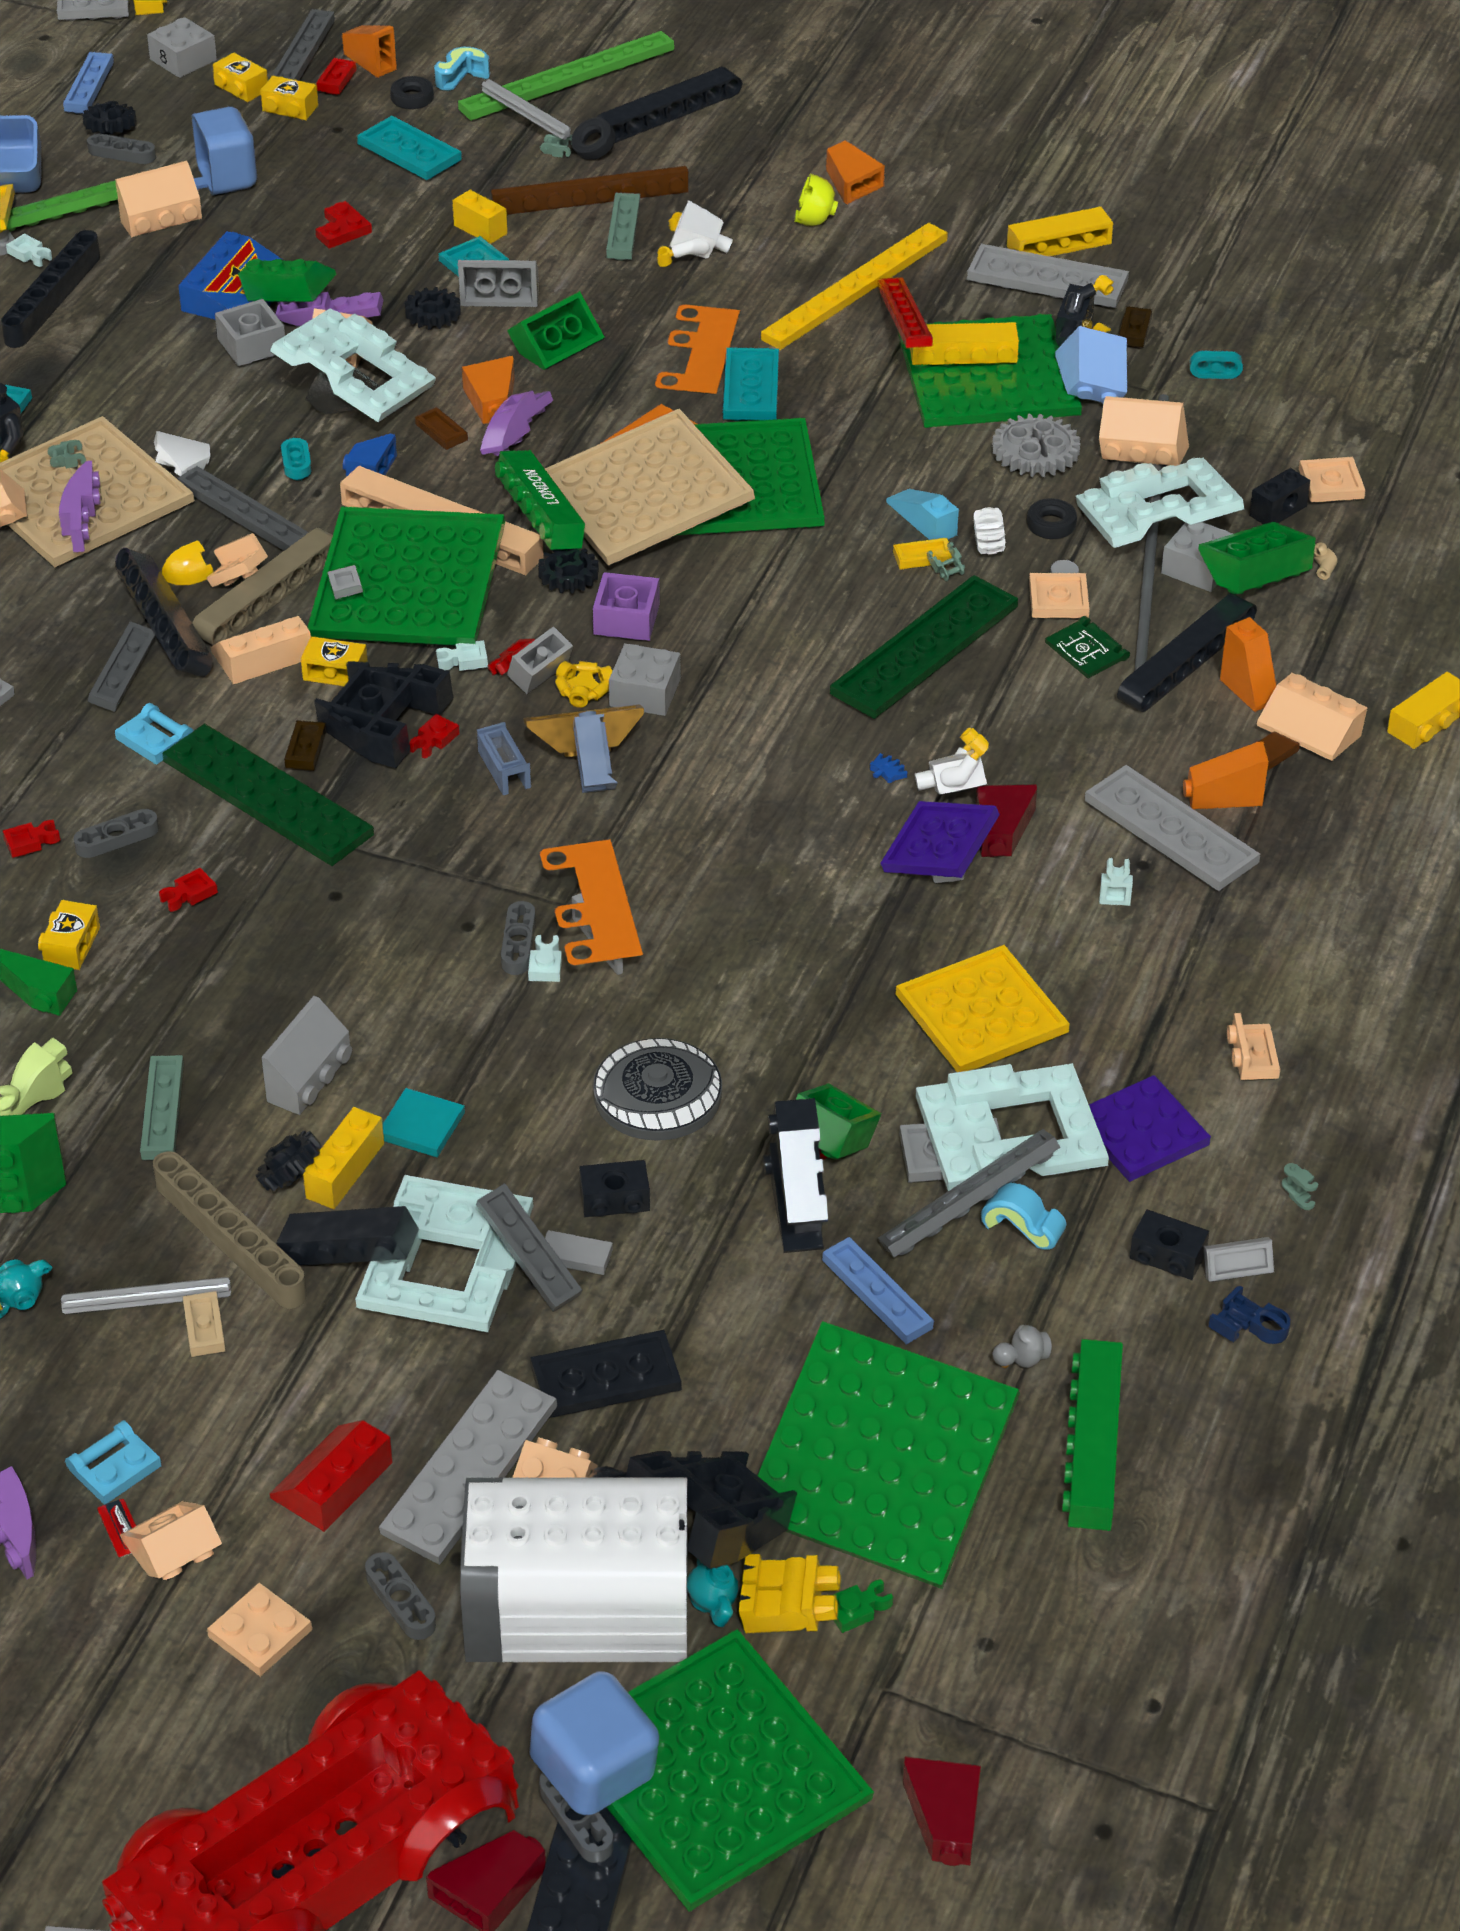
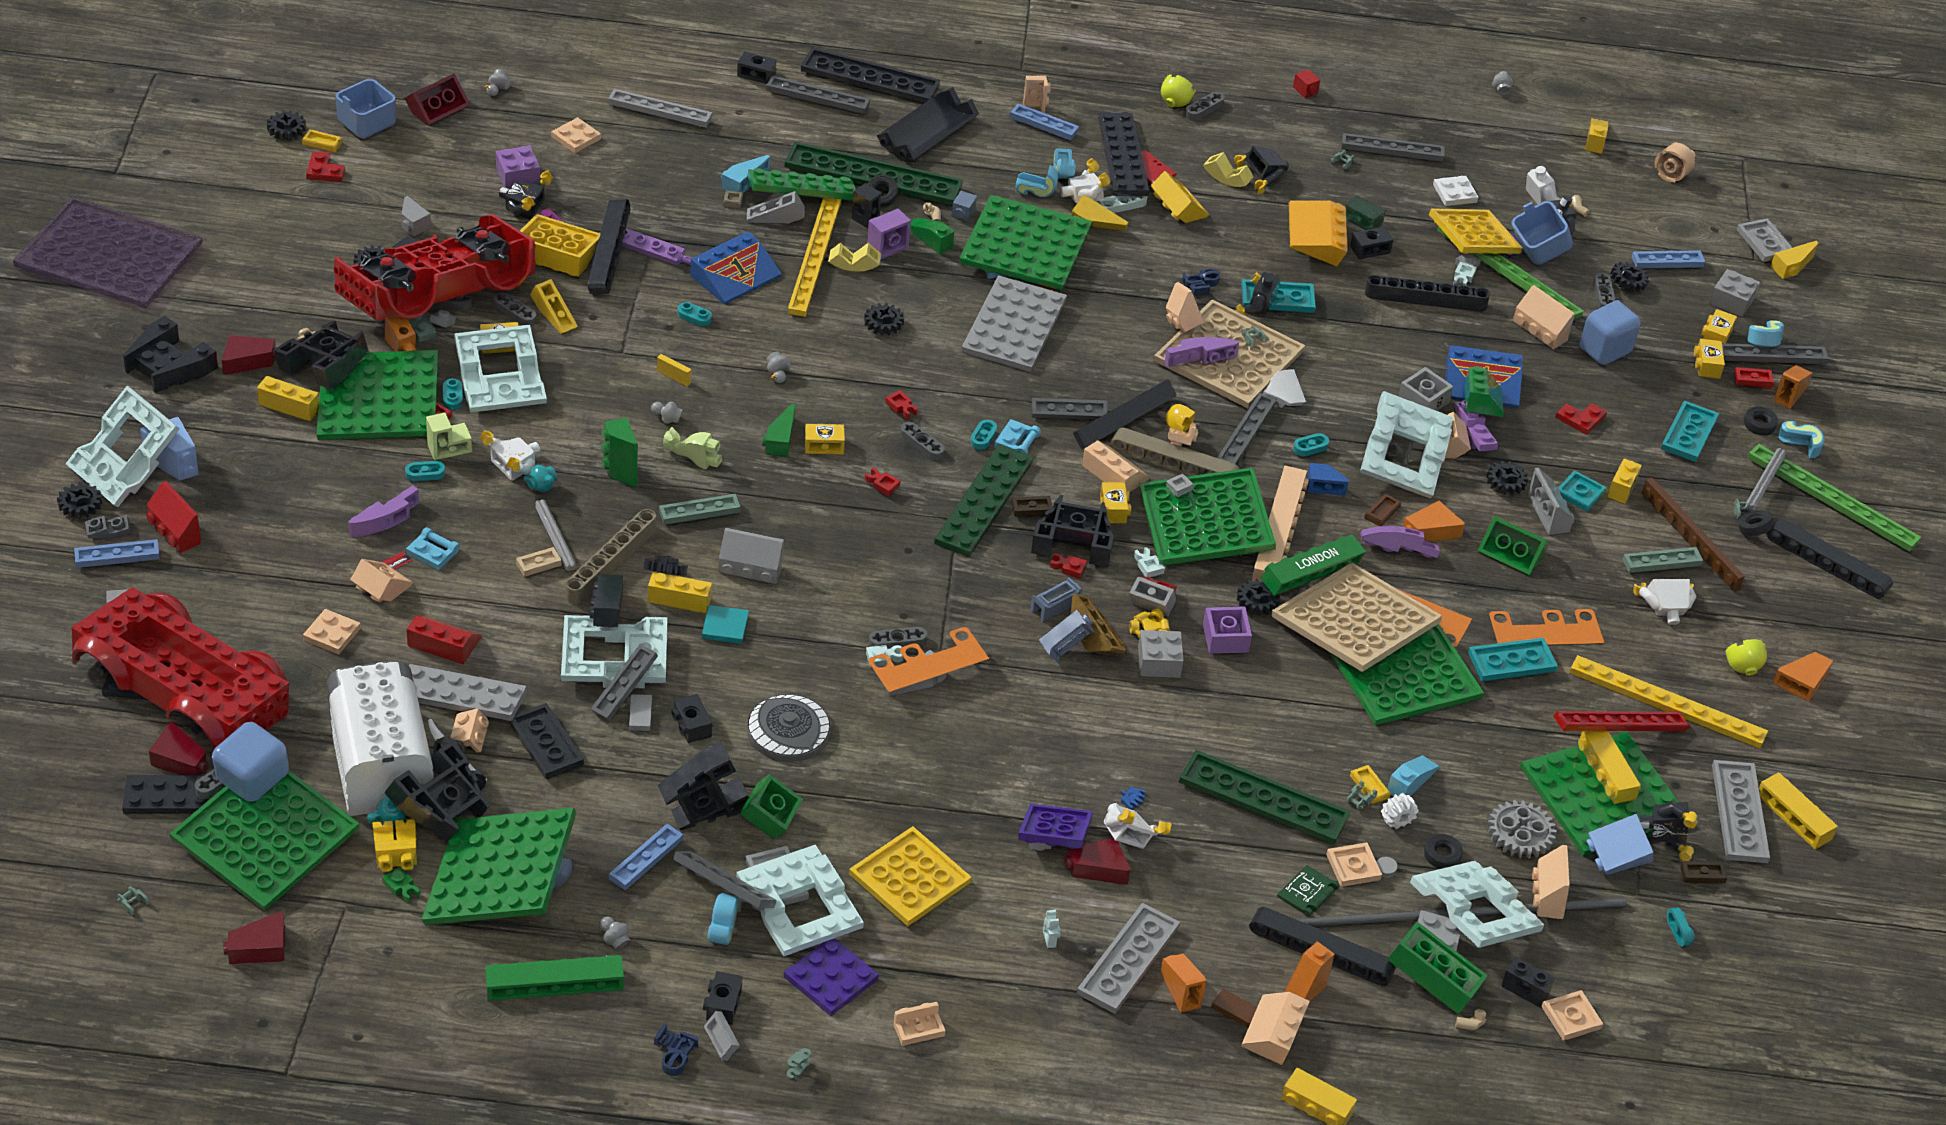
camera: 70 degrees right, 0 degrees up
(135, 764) = (983, 434): none -> teal plate
(276, 39) = (1766, 336): none -> medium azure animal

